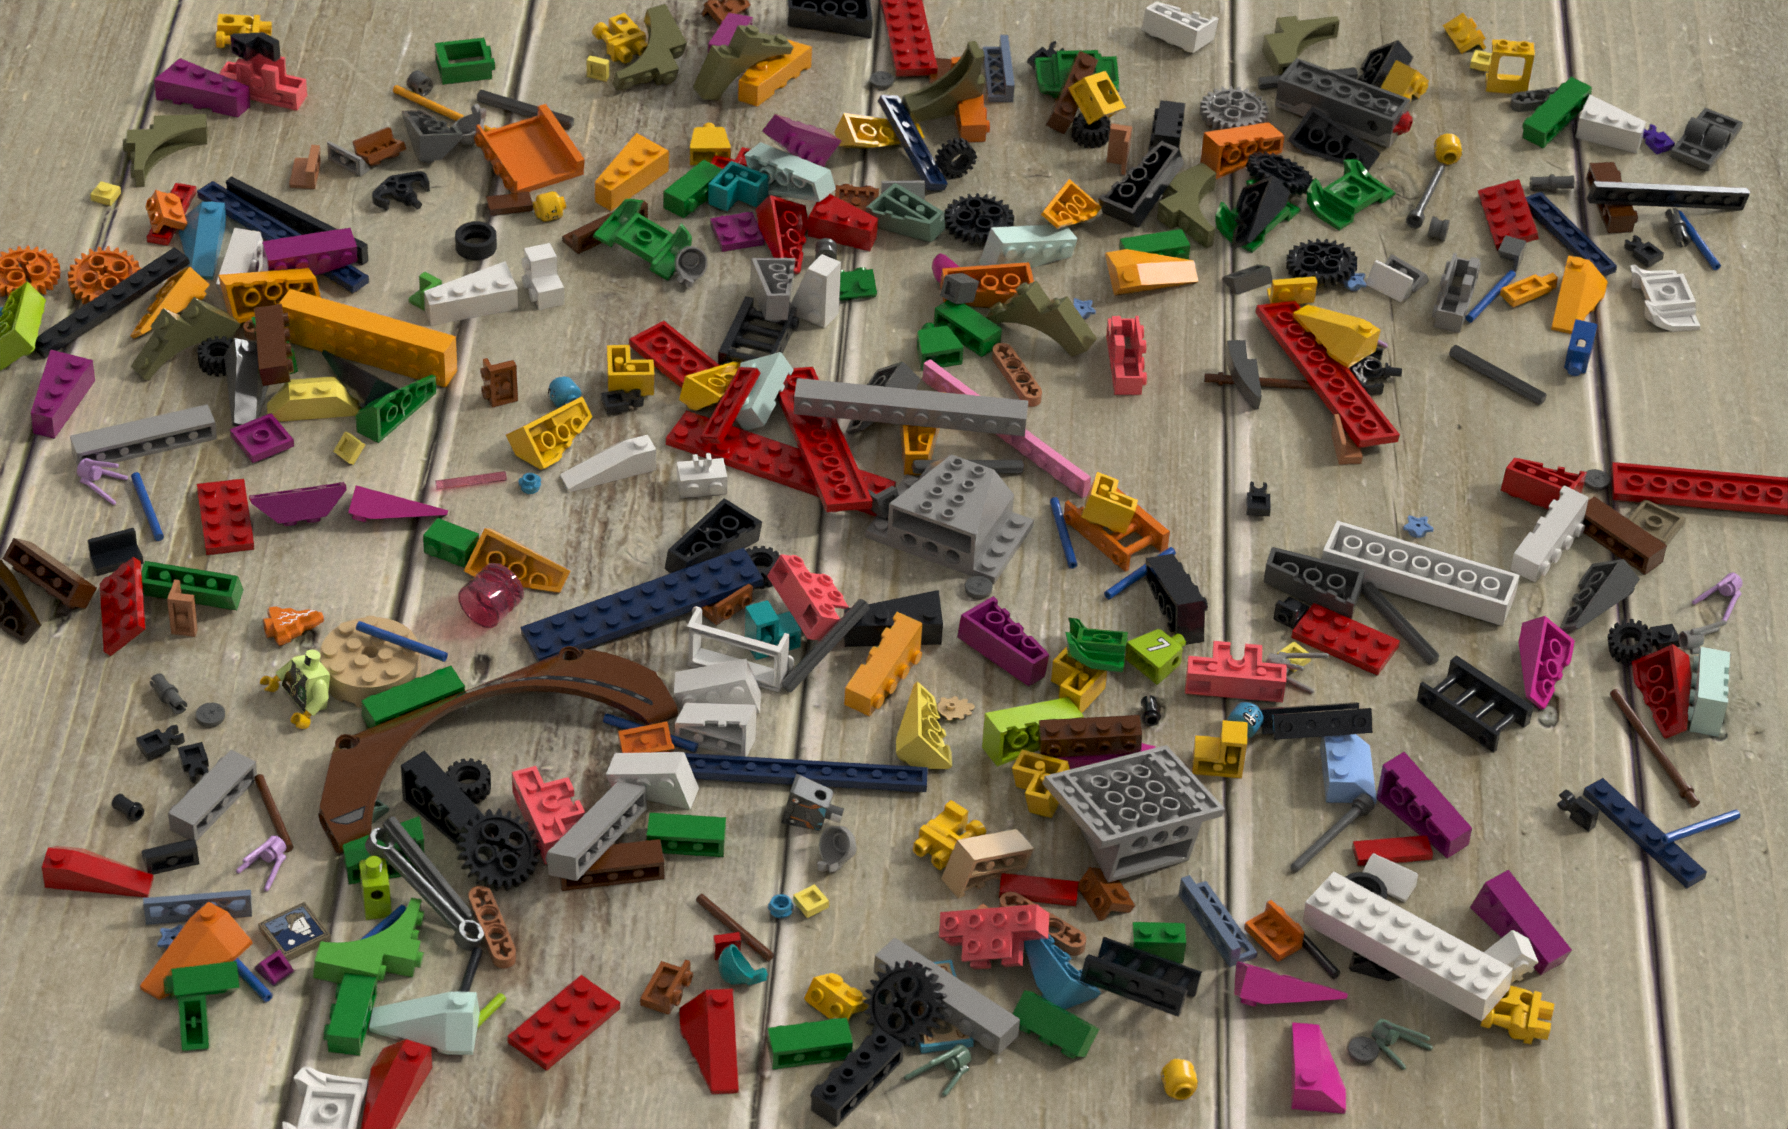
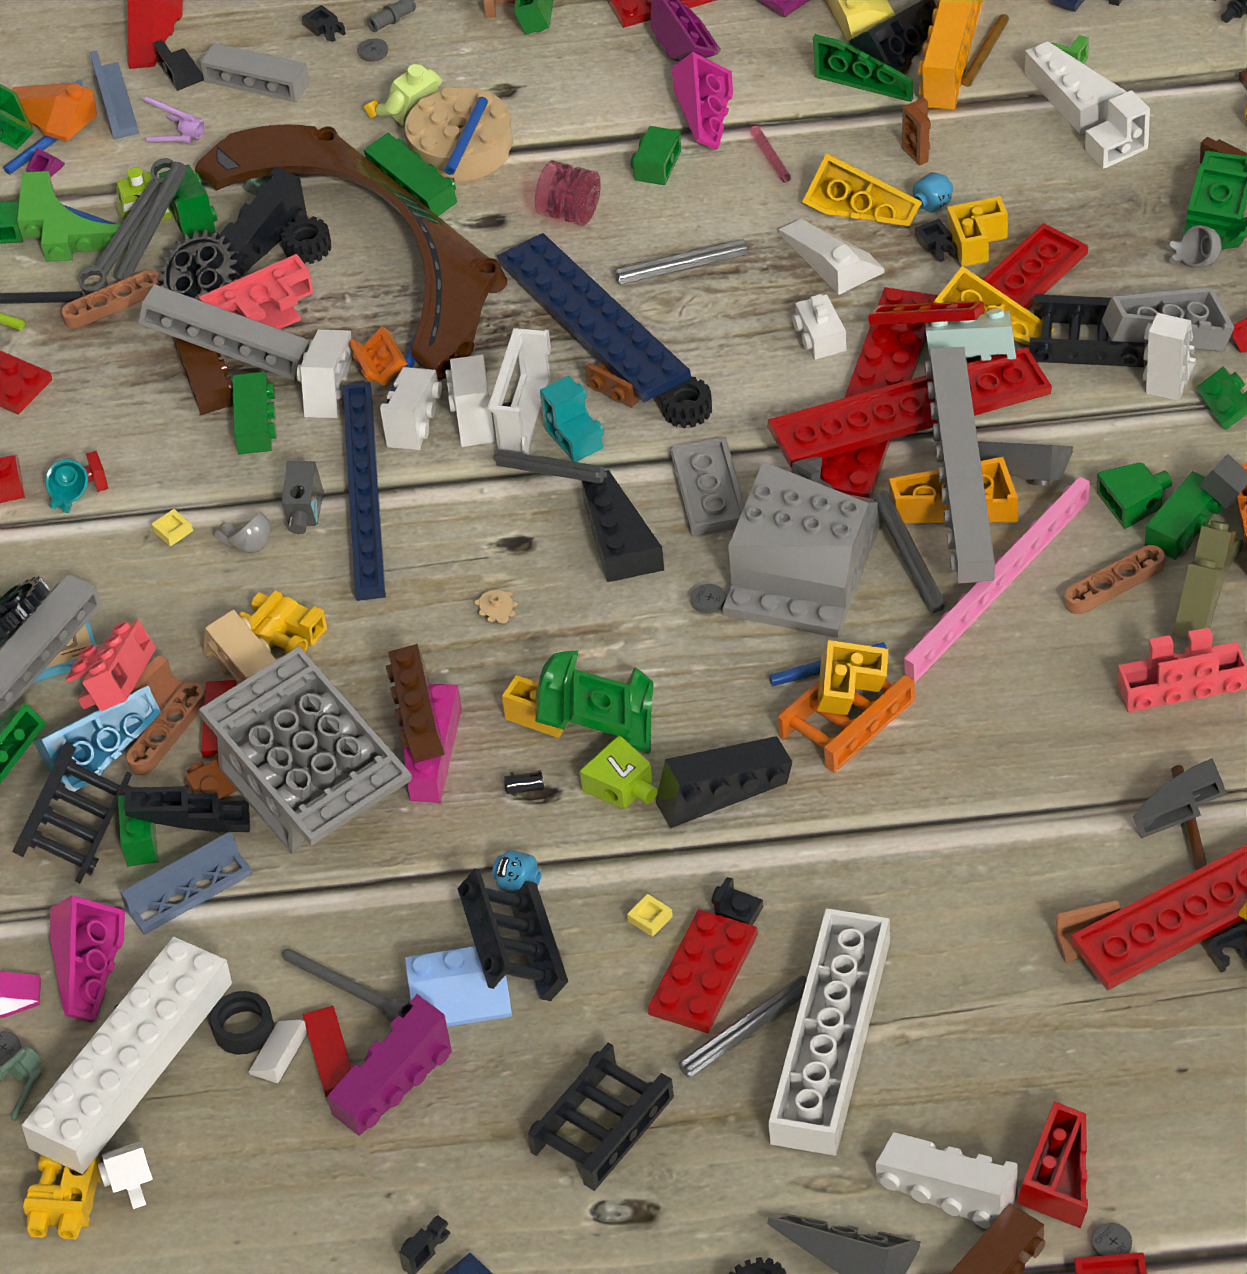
camera: 90 degrees right, 5 degrees up
(133, 810) = (230, 28): black pin -> none
(193, 759) = (303, 50): black plate -> none
(273, 811) = (246, 120): reddish brown bar -> none
(289, 624) = (507, 68): orange rock -> none
(294, 931) = (90, 168): tile -> none
(349, 448) = (786, 52): light yellow plate -> none
(471, 230) = (1178, 59): black tyre -> none
(529, 567) = (639, 198): light orange wedge -> none
(530, 483) = (777, 197): dark azure plate -> none
(587, 550) = (681, 261): none -> axle
(667, 987) = (37, 436): dark orange bracket -> none
(716, 534) = (711, 348): black wedge -> none
(733, 926) = (133, 477): reddish brown bar -> none
(780, 906) = (162, 504): dark azure plate -> none
(807, 595) = (623, 439): coral piece -> none
(834, 997) = (41, 561): yellow bracket -> none
(860, 569) = (708, 485): none -> light grey tile
(885, 665) = (536, 527): light orange wedge -> none
(920, 734) = (440, 581): light yellow wedge -> none
(1003, 641) = (607, 620): magenta wedge -> none
(1017, 728) = (456, 662): lime wedge -> none
(1029, 775) = (367, 689): yellow brick -> none
(1132, 578) = (752, 735): blue piece -> none
(1152, 900) = (188, 811): none -> black slope
(1221, 755) = (452, 853): yellow brick -> none
(1235, 678) = (595, 852): coral piece -> none
(1257, 501) = (937, 849): black plate -> none
(1276, 931) = (175, 924): orange bracket -> none
(1281, 658) = (625, 896): light grey plant -> none
(1315, 580) = (782, 928): dark grey wedge -> none
(1417, 526) = (945, 1039): medium blue plate -> none
(1508, 907) = (202, 1185): magenta wedge -> none
(1543, 656) = (705, 1190): dark pink wedge -> none

